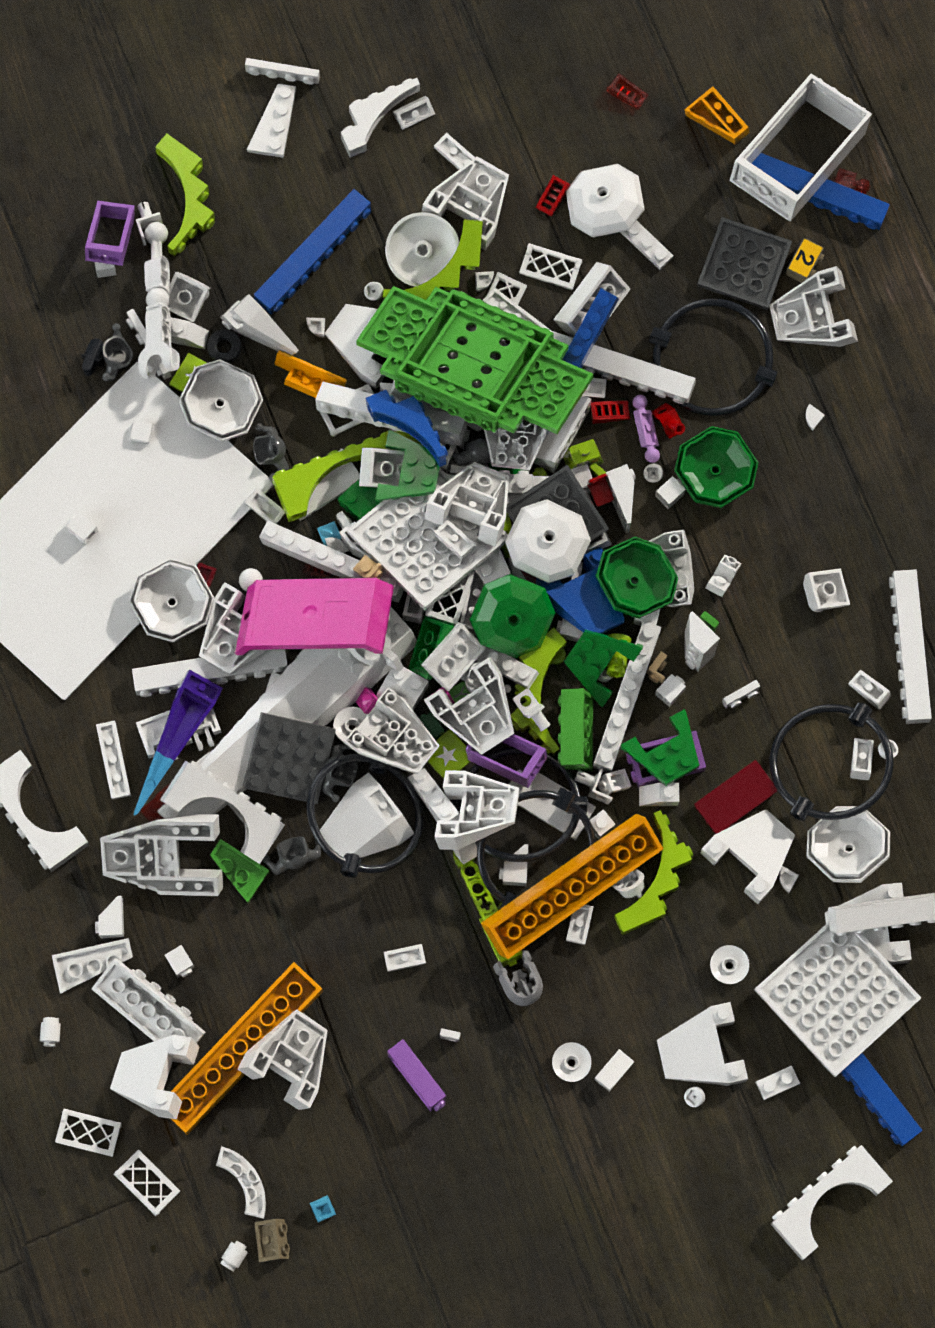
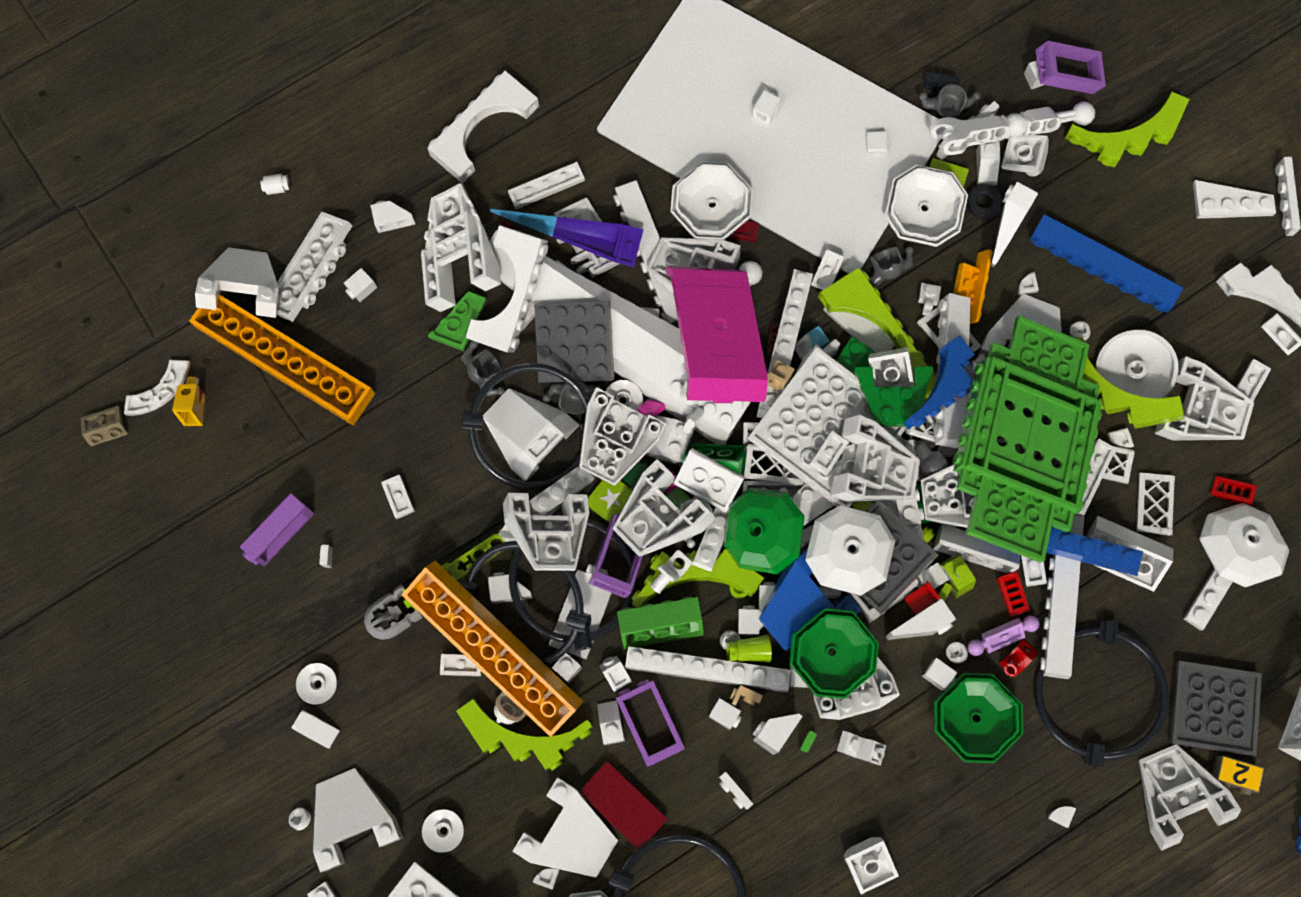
camera: 85 degrees right, 0 degrees up
(75, 1143) = (190, 216): white window -> none
(85, 963) = (346, 203): white wing -> none
(146, 218) = (1097, 102): white bracket -> none
(149, 1166) = (150, 315): white window -> none
(234, 1255) = (83, 393): white brick -> none
(274, 1147) = (189, 403): none -> yellow torso
(295, 1053) = (284, 405): white wedge -> none
(310, 418) = (929, 296): none -> white plate
(322, 1208) = (139, 467): medium azure tile -> none
(591, 657) = (741, 623): green wing -> none
(592, 782) = (610, 649): white bracket -> none
(670, 759) = (647, 728): green wing -> none

